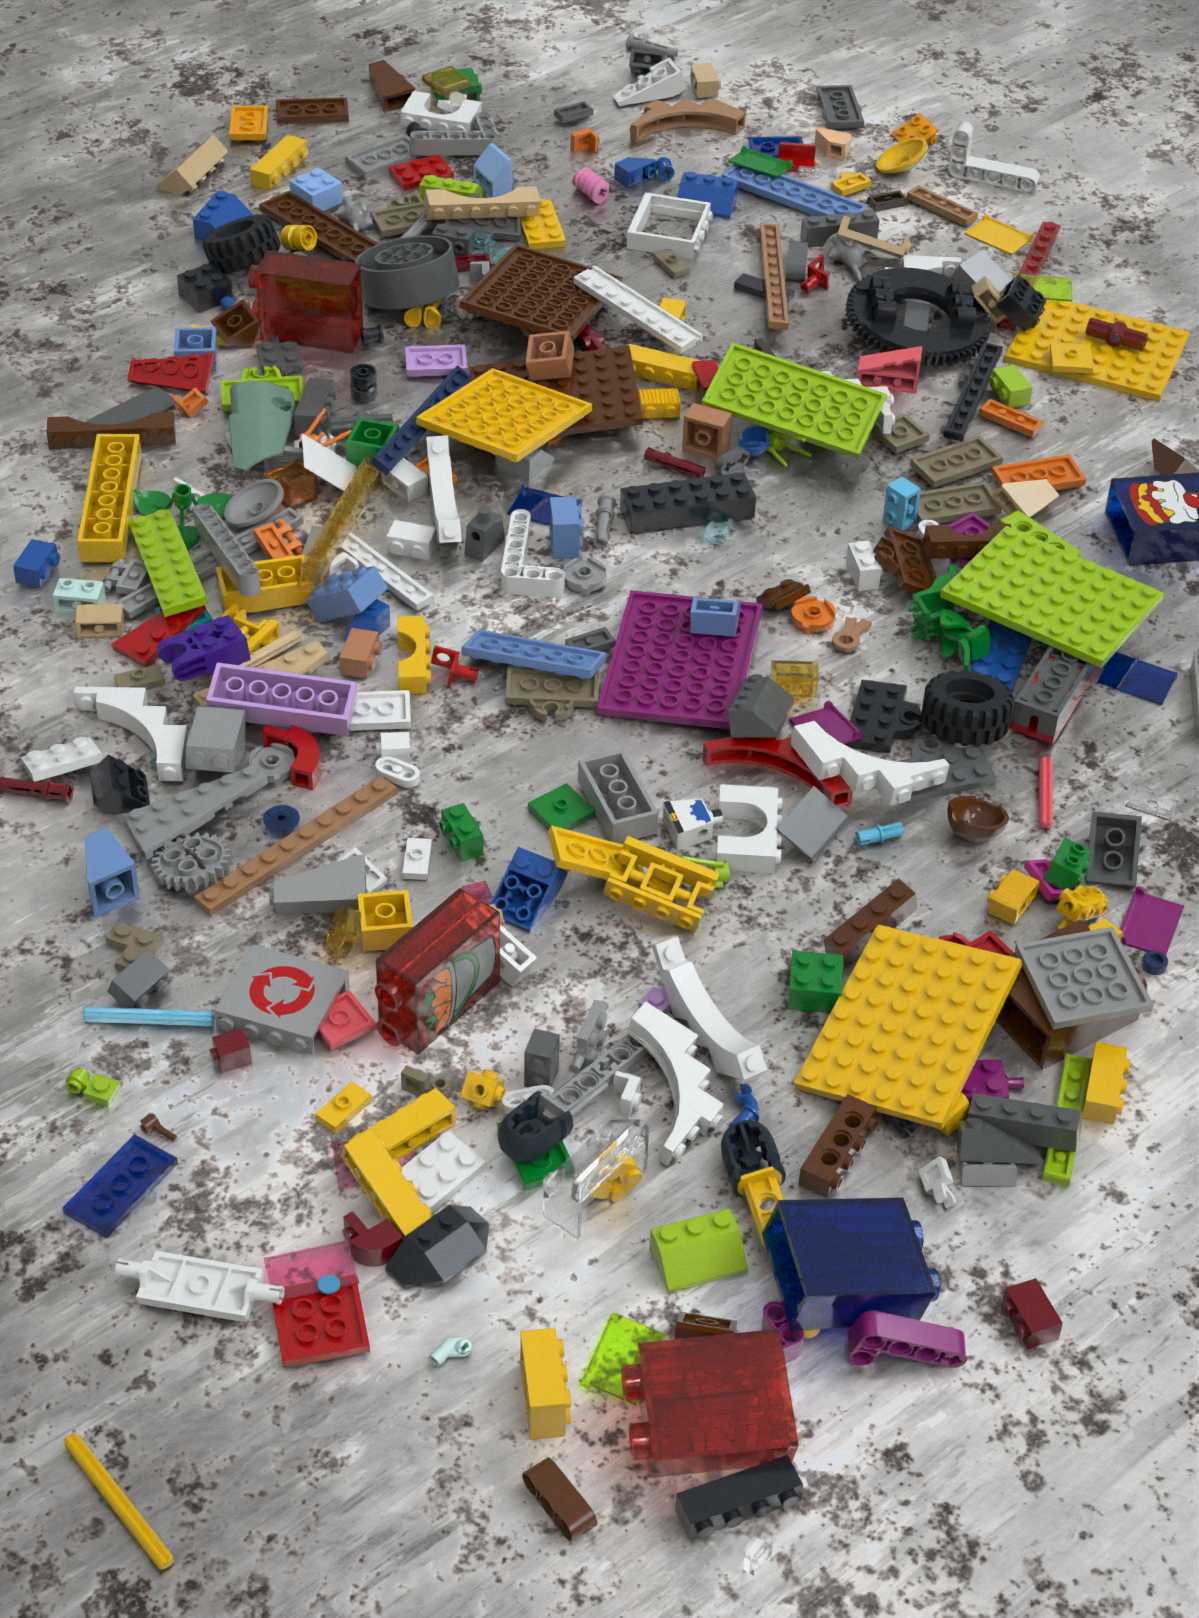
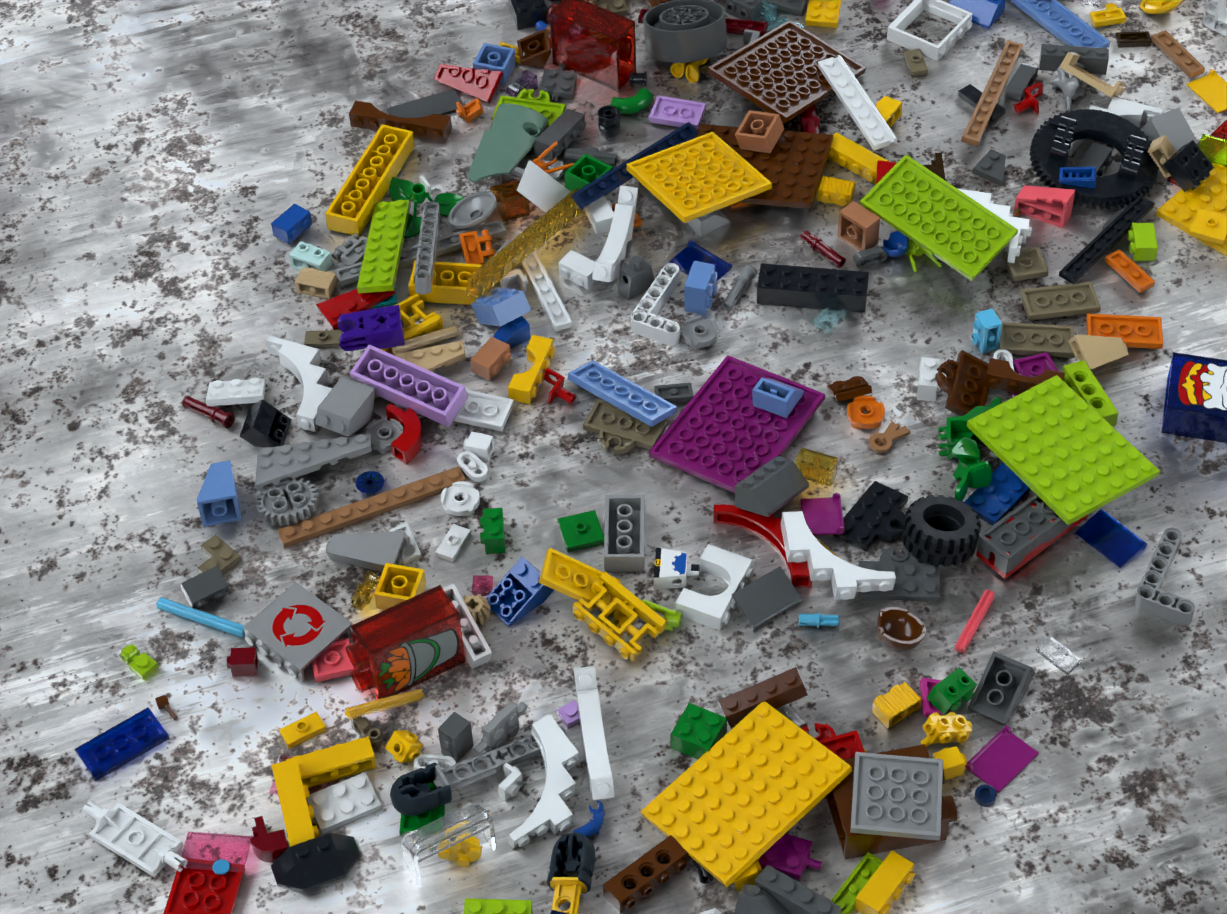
camera: 25 degrees right, 5 degrees up
(242, 359) = (527, 80): none -> clear purple leg
(384, 358) = (633, 104): none -> green cylinder
(395, 820) = (467, 506): none -> white plate
(434, 1048) = (384, 703): none -> yellow axle
(811, 349) = (991, 167): none -> dark grey wing
(923, 333) = (1088, 179): none -> blue slope

